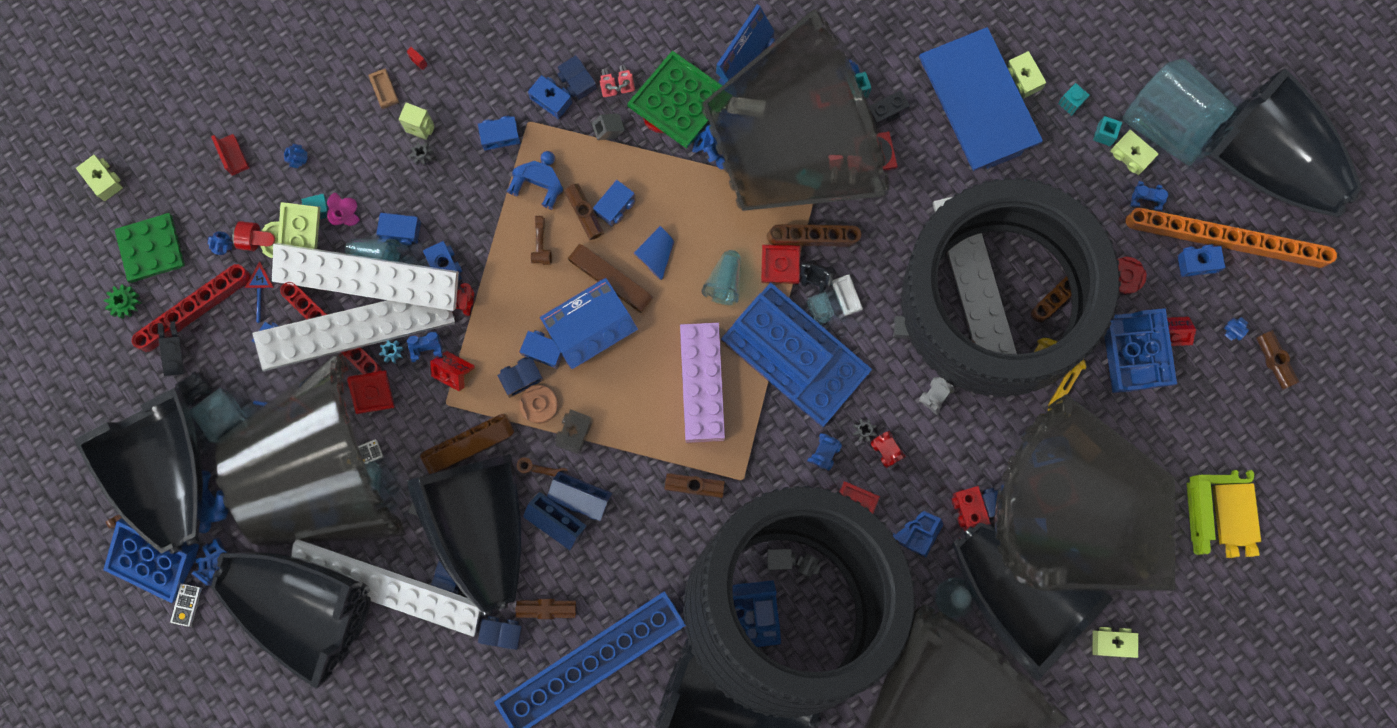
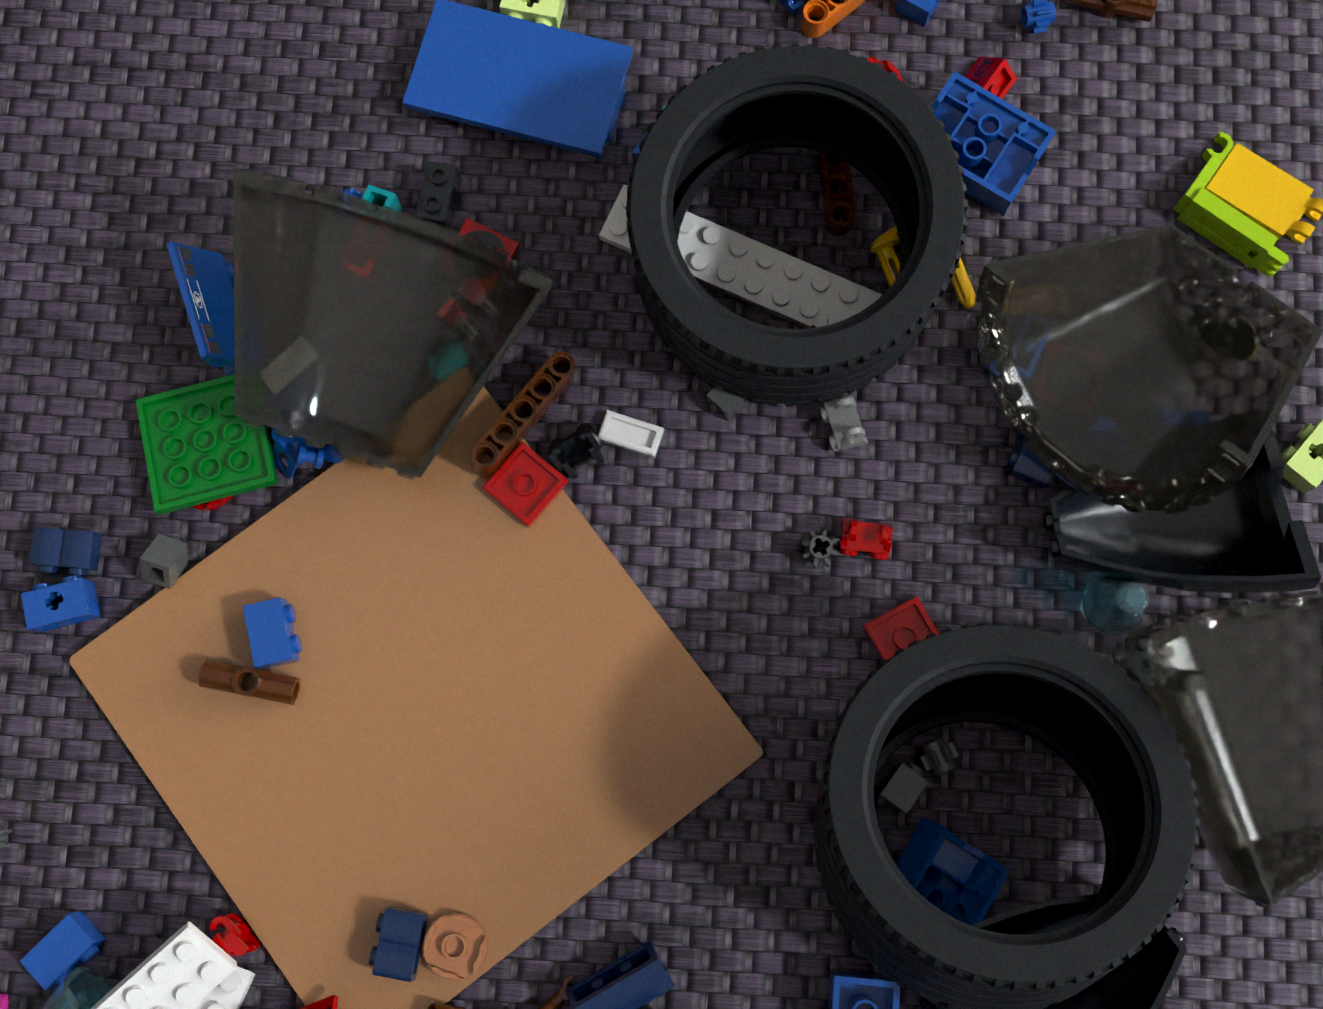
camera: 50 degrees left, 0 degrees up
(439, 253) = (143, 919): blue brick -> none
(499, 133) = (50, 711): blue brick -> none
(540, 175) = (151, 702): blue connector -> none
(540, 256) = (259, 785): reddish brown brick -> none
(541, 349) = (386, 883): blue brick -> none
(575, 442) = (546, 936): clear smoke brick -> none
(588, 323) = (402, 796): blue piece -> none
(600, 269) = (365, 717): reddish brown beam -> none
(625, 79) = (109, 516): coral piece -> none
(656, 252) = (380, 630): blue slope -> none
(681, 483) = (707, 838): reddish brown piece -> none
(702, 382) = (598, 706): lavender brick -> none
(724, 279) = (488, 570): clear light blue cone -> none
(796, 354) = (656, 557): blue piece -> none
(820, 308) = (621, 479): clear light blue brick -> none
(825, 452) = (809, 618): blue piece -> none
(920, 533) = (1000, 584): blue slope -> none
(970, 508) = (1018, 496): red brick -> none

